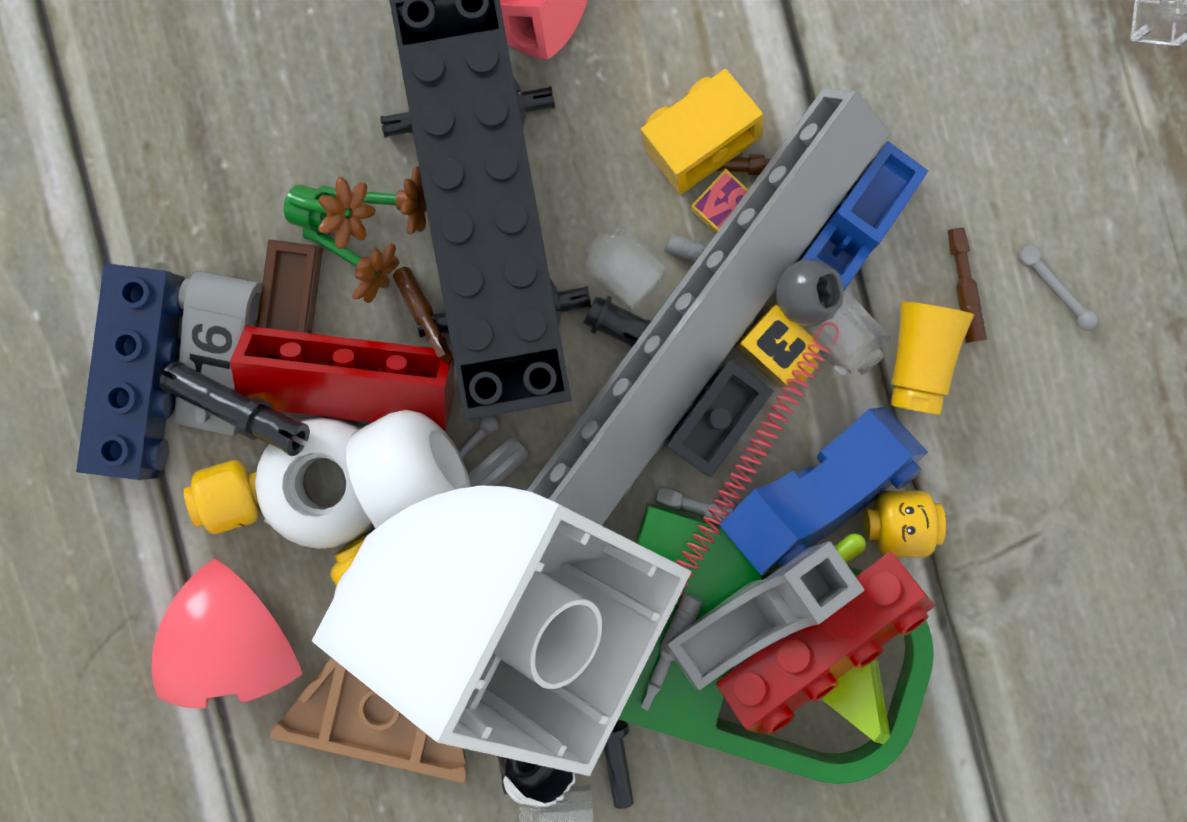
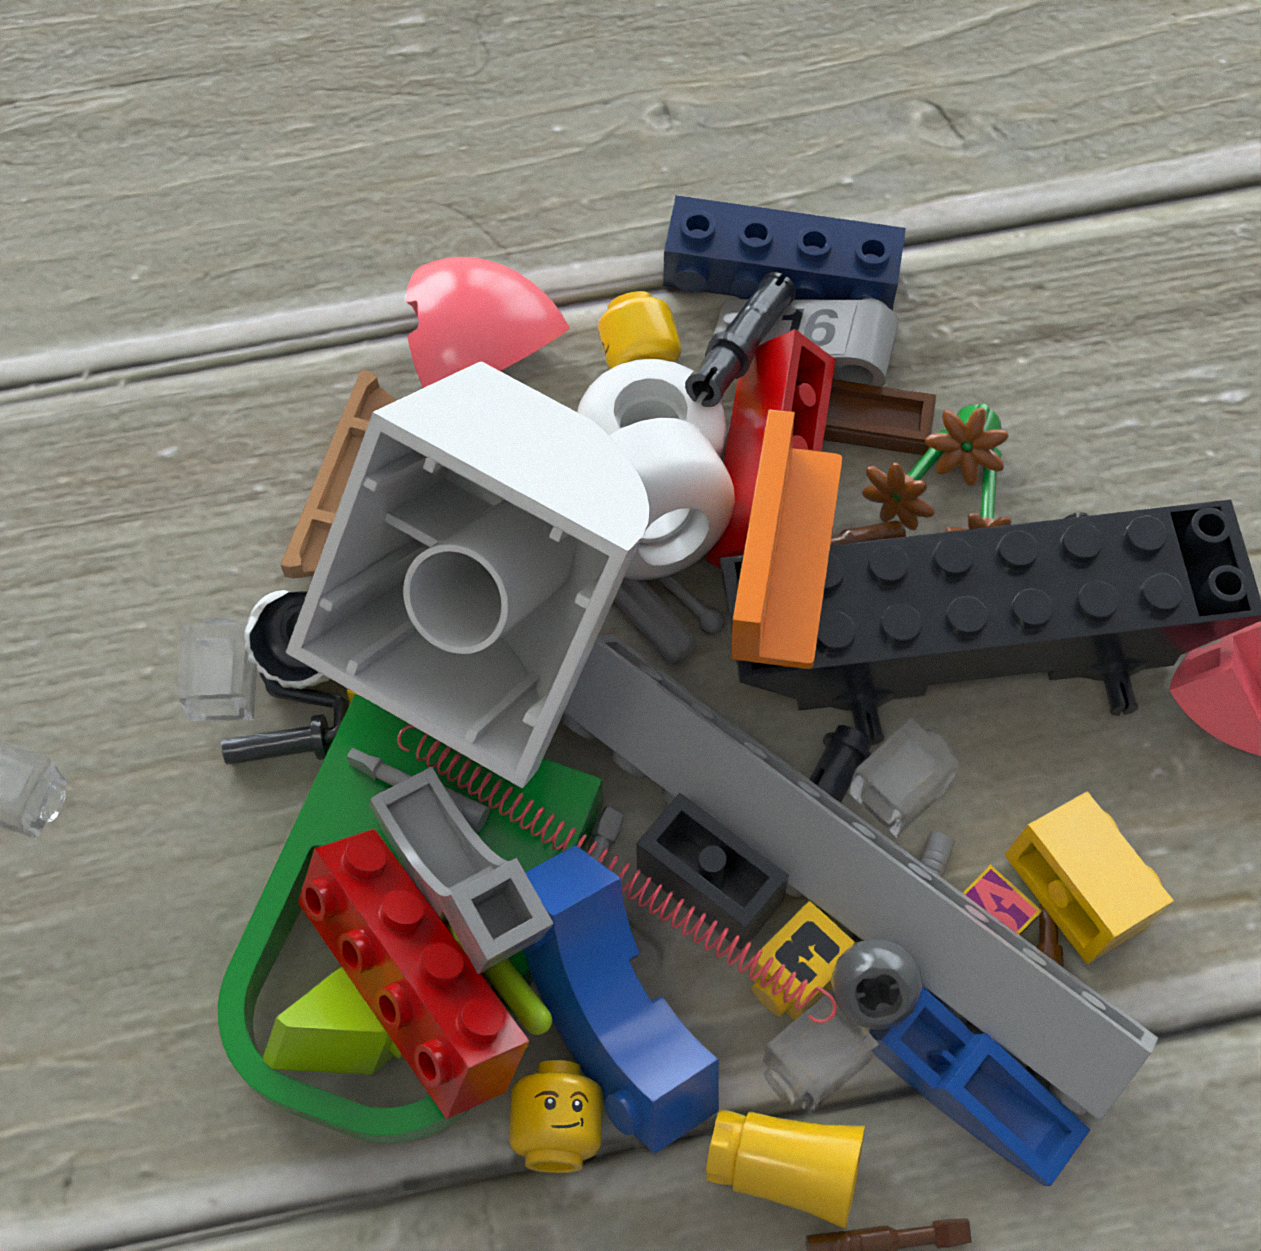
camera: 90 degrees right, 25 degrees down
(462, 364) = (785, 551): none -> orange panel

